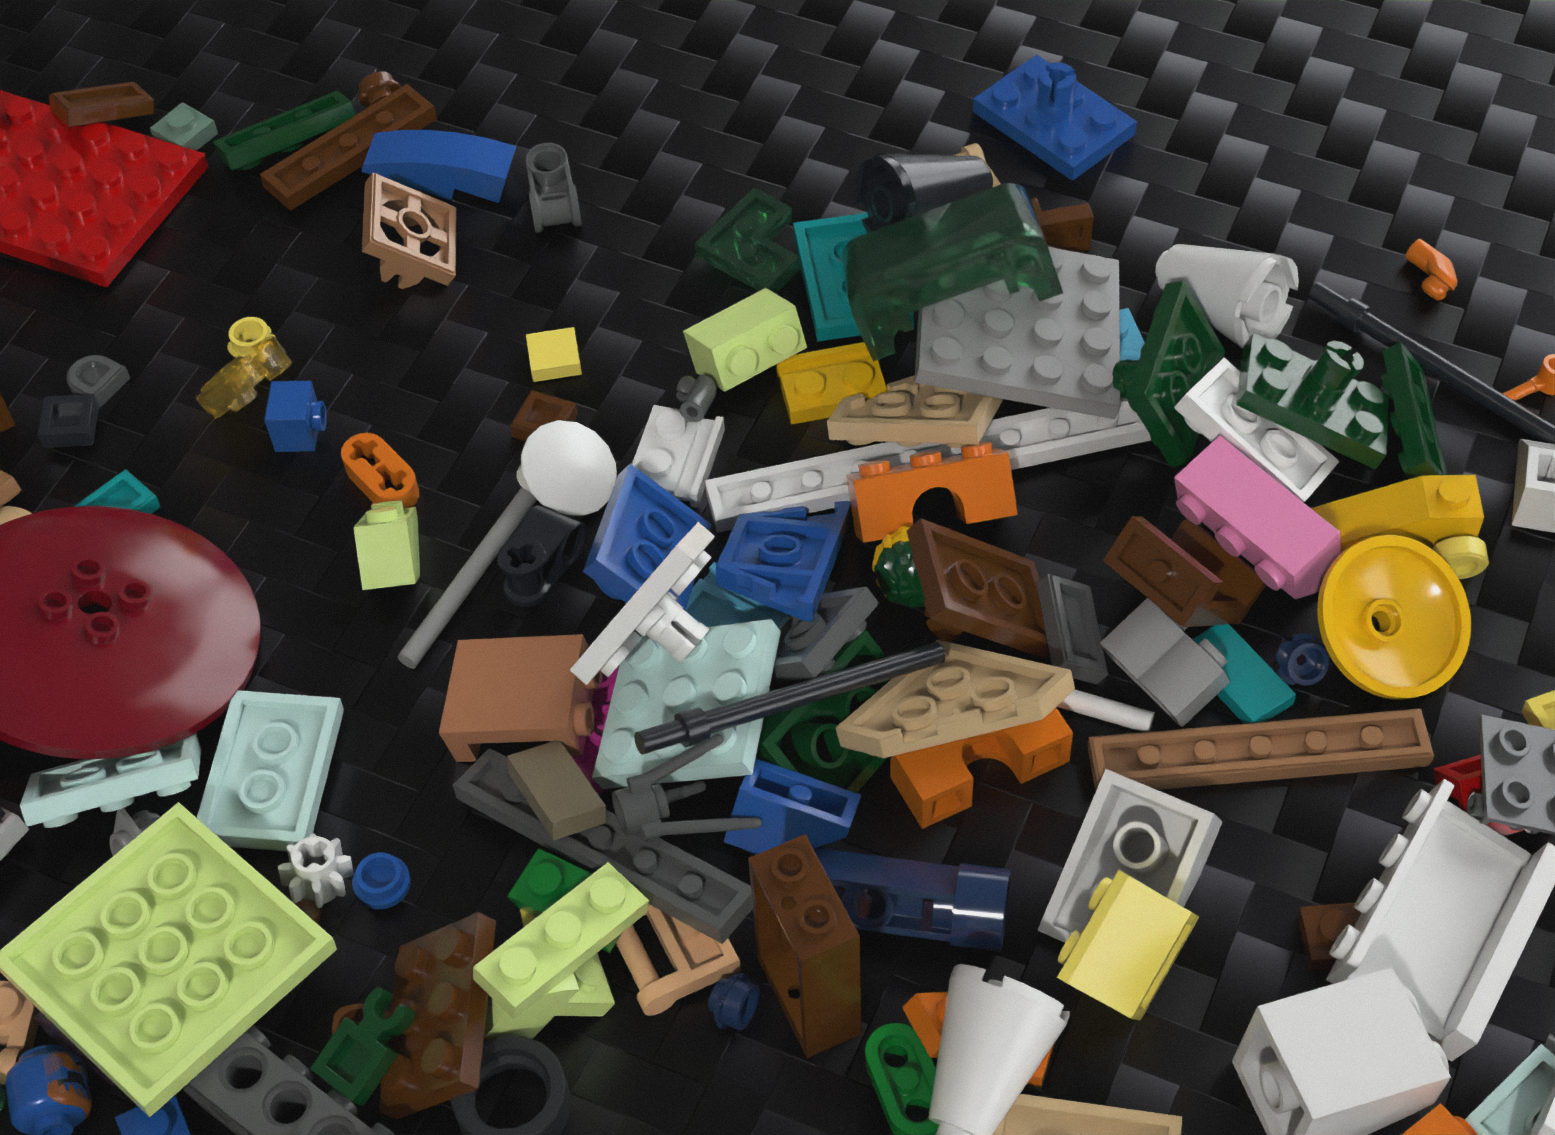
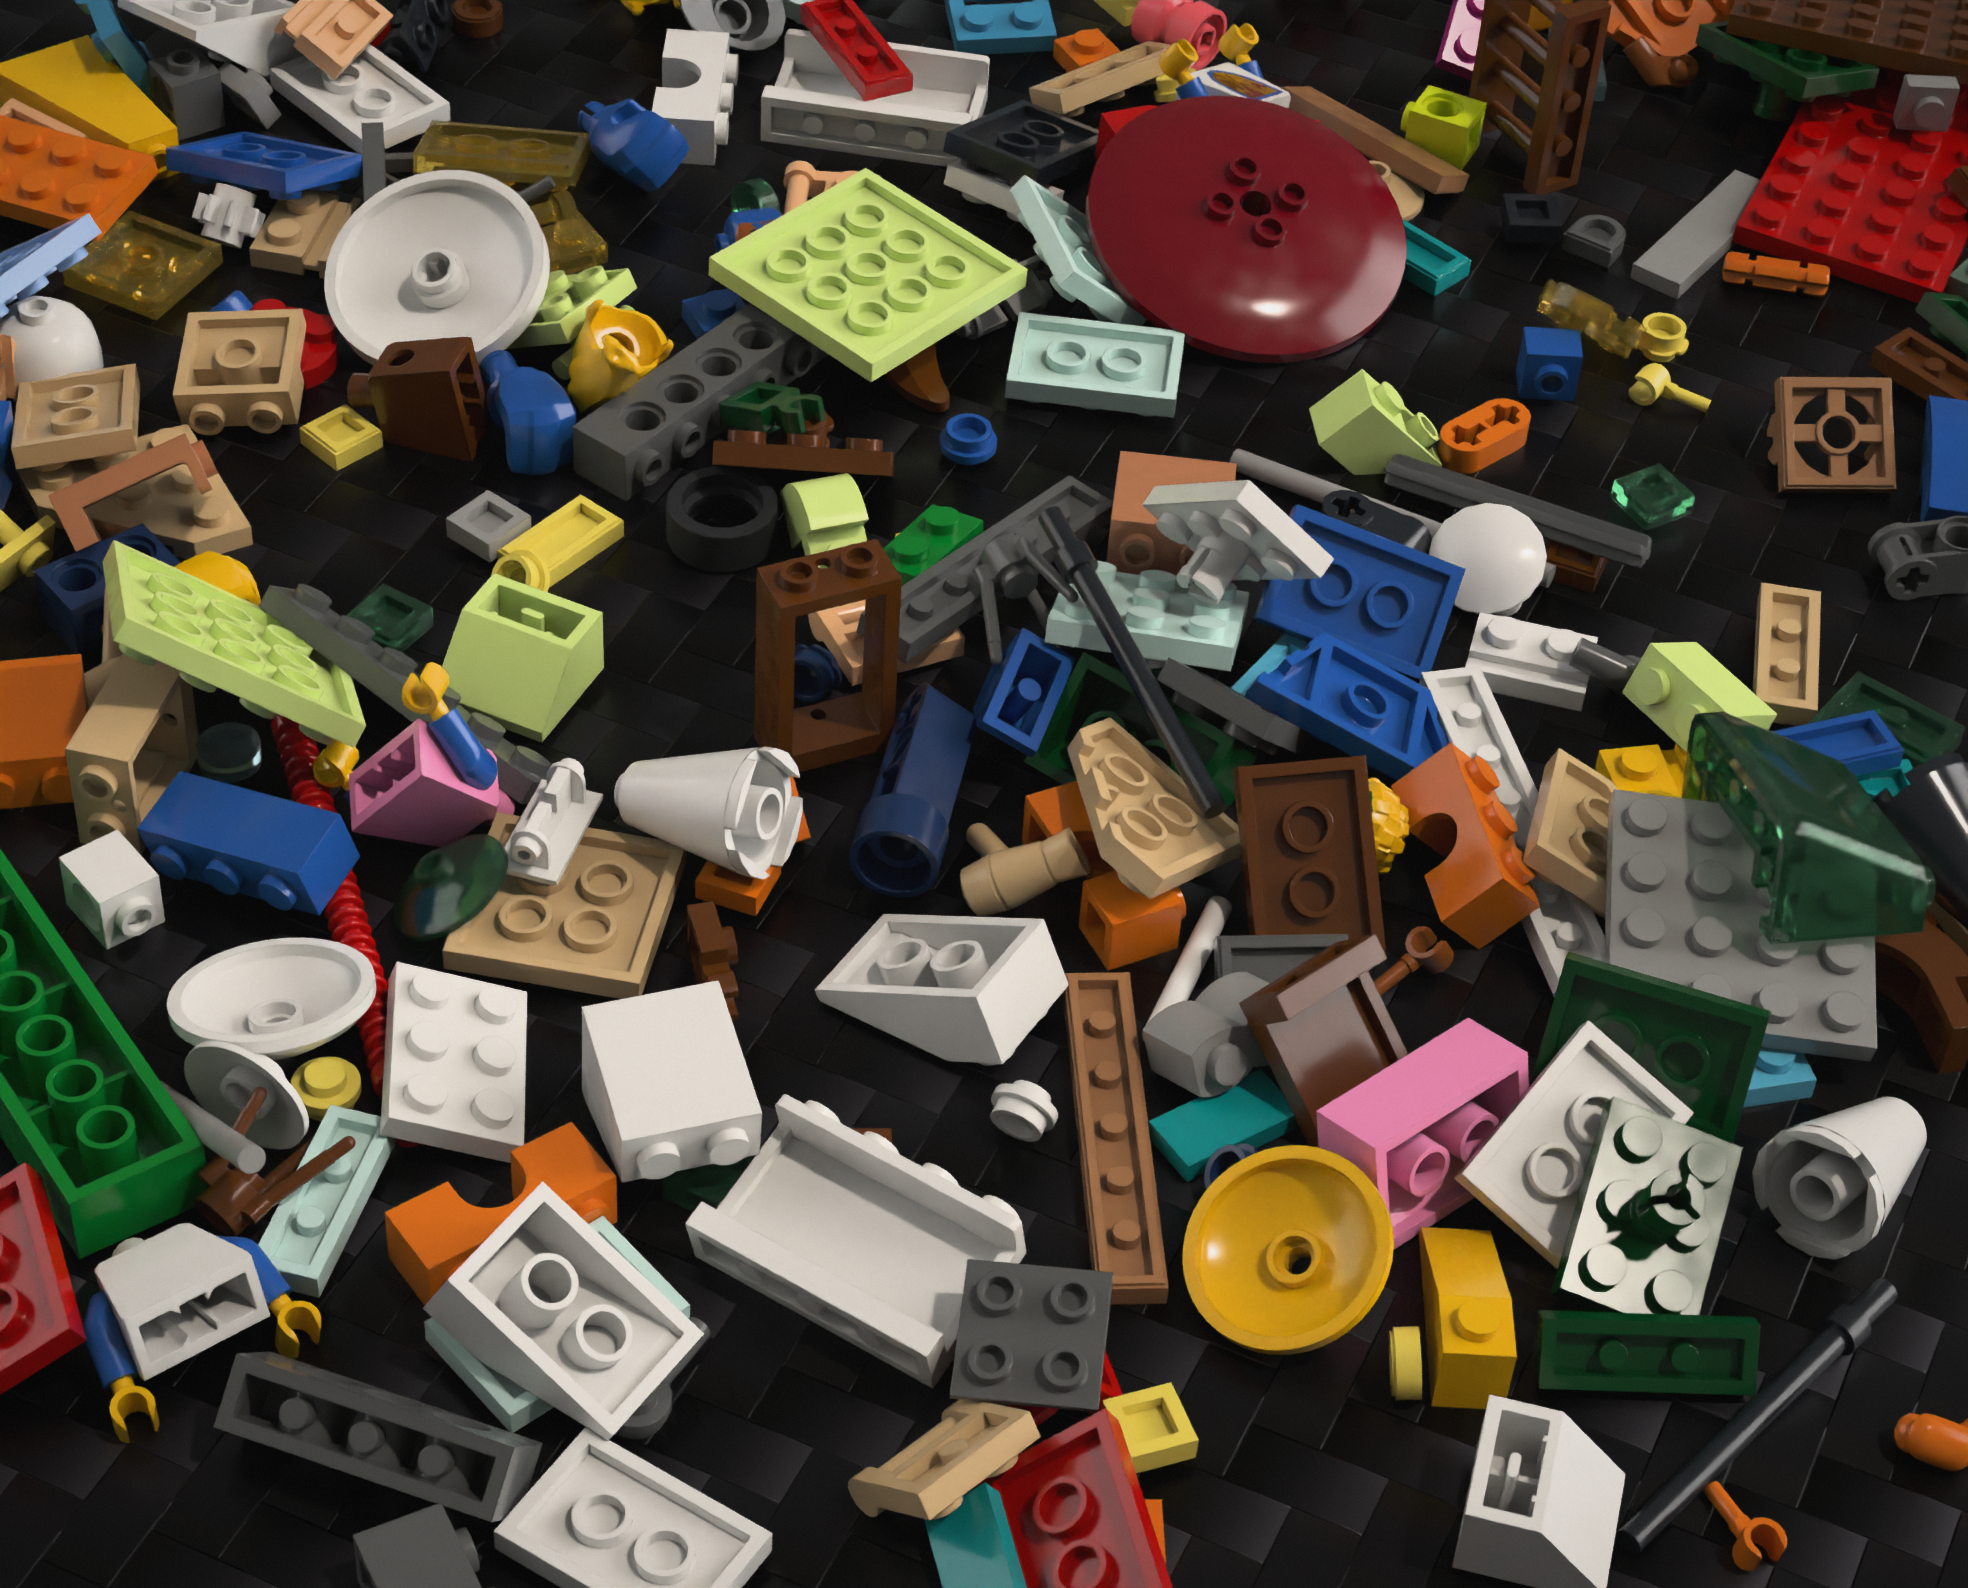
camera: 85 degrees right, 10 degrees down
(96, 307) = (1696, 239): none -> light grey tile
(162, 259) = (1775, 274): none -> orange axle
(316, 870) = (975, 388): white gear -> none
(317, 351) = (1655, 382): none -> light yellow hand
(472, 358) = (1652, 496): none -> clear green plate
(498, 449) = (1553, 521): none -> dark grey axle
(553, 354) = (1676, 567): light yellow tile -> none
(556, 789) = (1021, 515): dark tan tile -> none
(560, 940) = (857, 502): yellowish green plate -> none
(665, 287) = (1787, 652): none -> tan plate
(796, 262) = (1855, 739): none -> blue tile
(1005, 820) = (1017, 874): none -> tan piece
(1042, 544) = (1430, 962): none -> dark orange hand
(1125, 945) = (827, 926): light yellow slope -> none
(1134, 1060) = (712, 951): none -> reddish brown plate
(1263, 808) = (1023, 1110): none -> white plate

